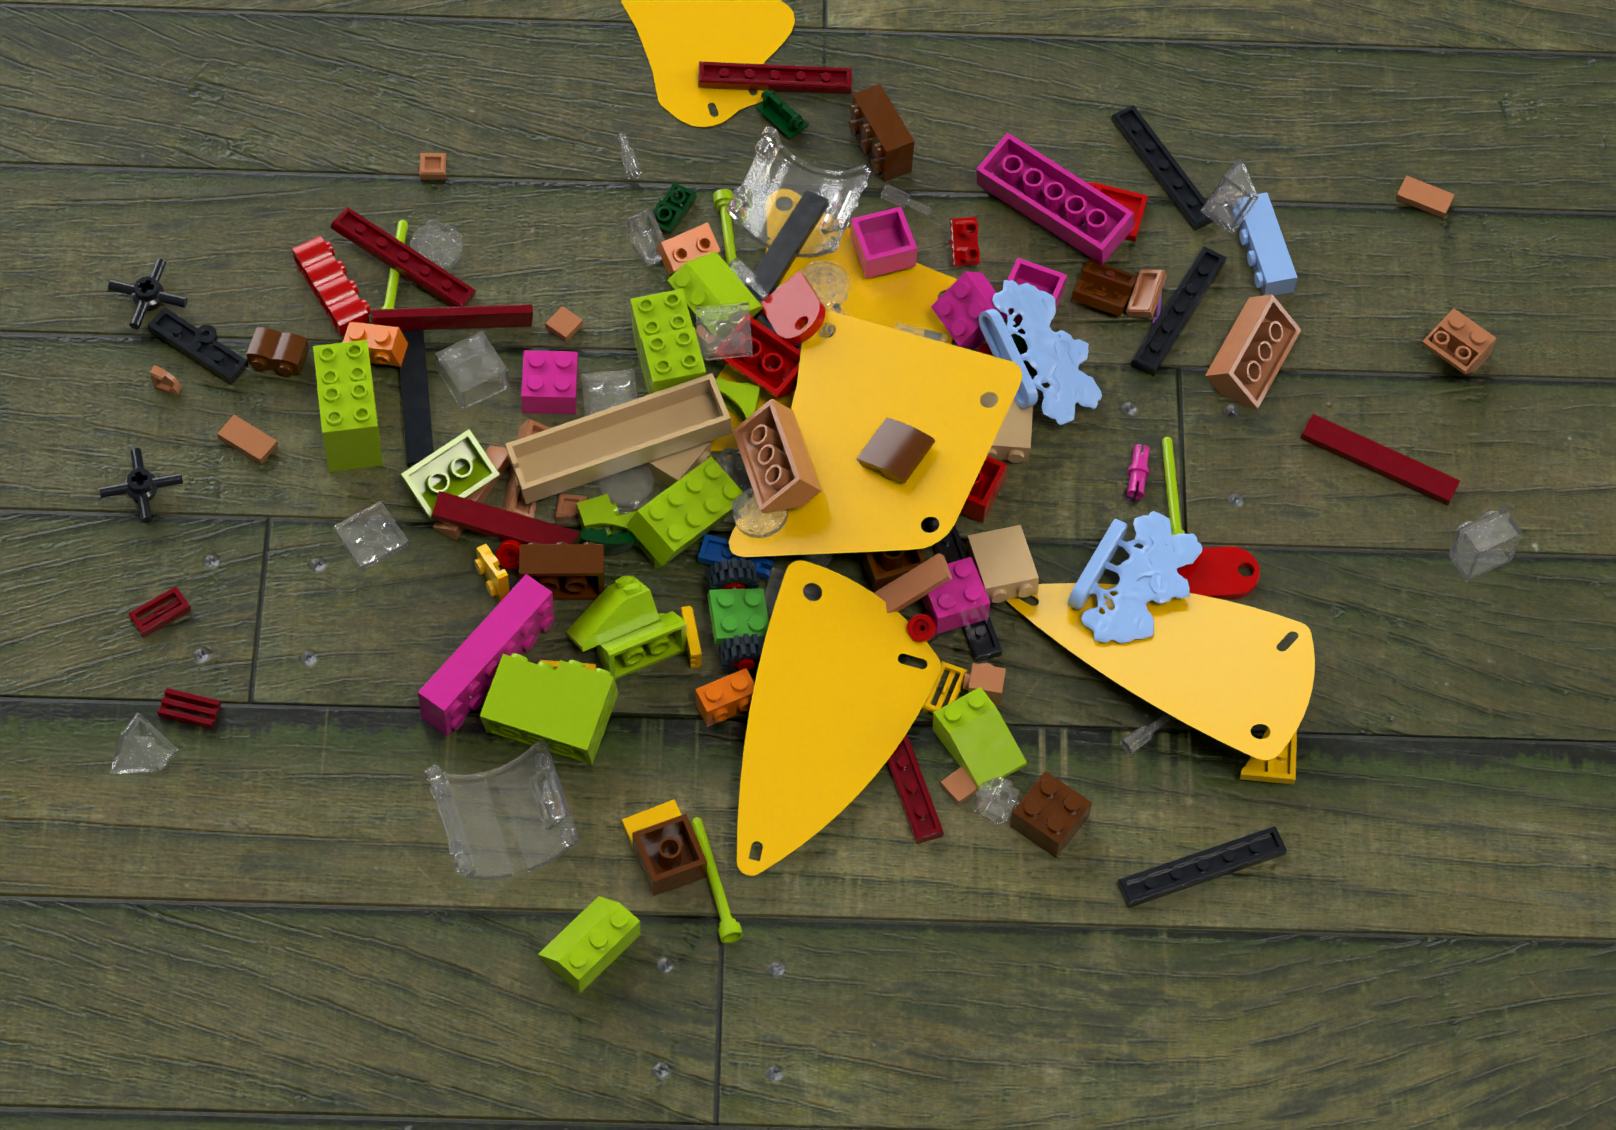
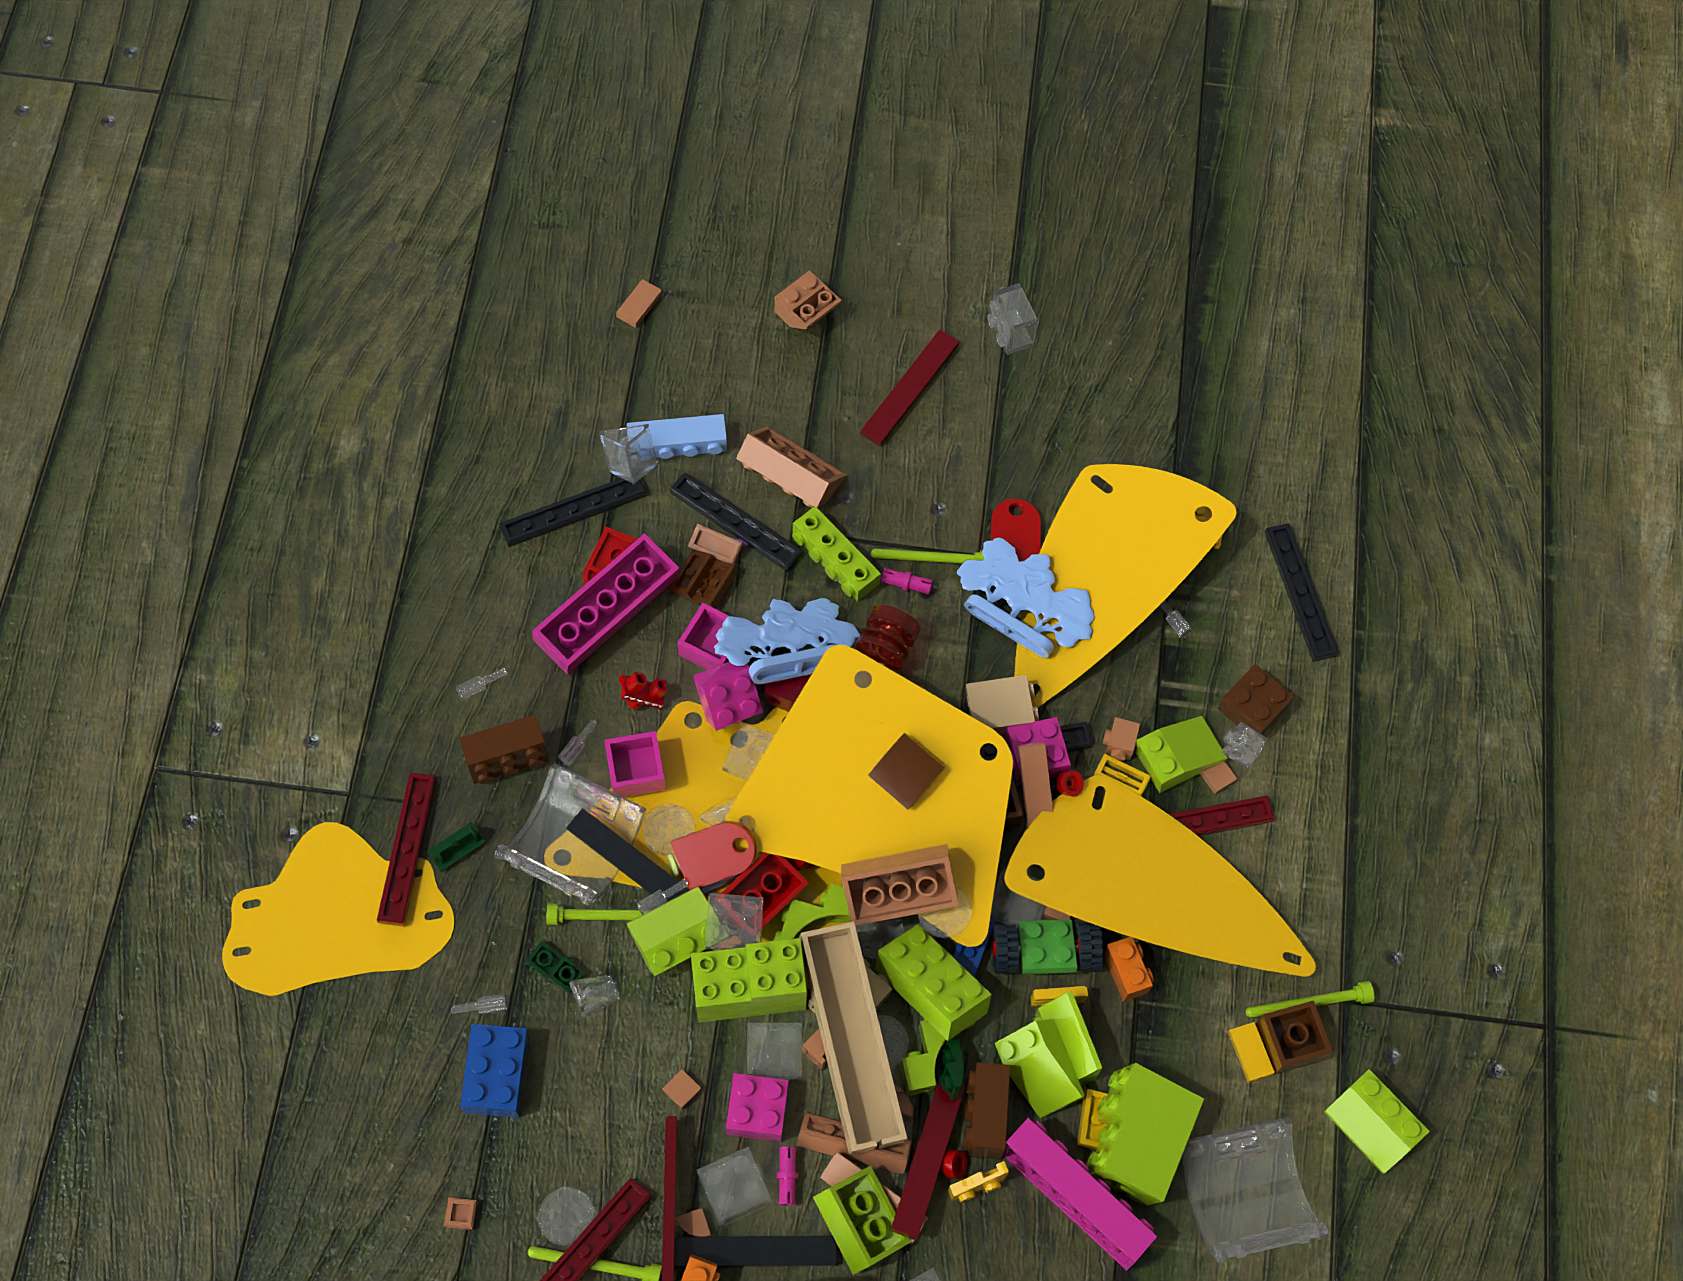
camera: 85 degrees left, 5 degrees up
(435, 344) = (694, 1223): none -> nougat tile
(487, 415) = (787, 1176): none -> dark pink pin
(564, 170) = (495, 1070): none -> blue brick
(686, 247) = (614, 953): orange brick -> none
(953, 110) = (478, 684): none -> clear axle
(1060, 448) = (888, 636): none -> clear red wheel
(1155, 401) = (836, 554): none -> lime brick

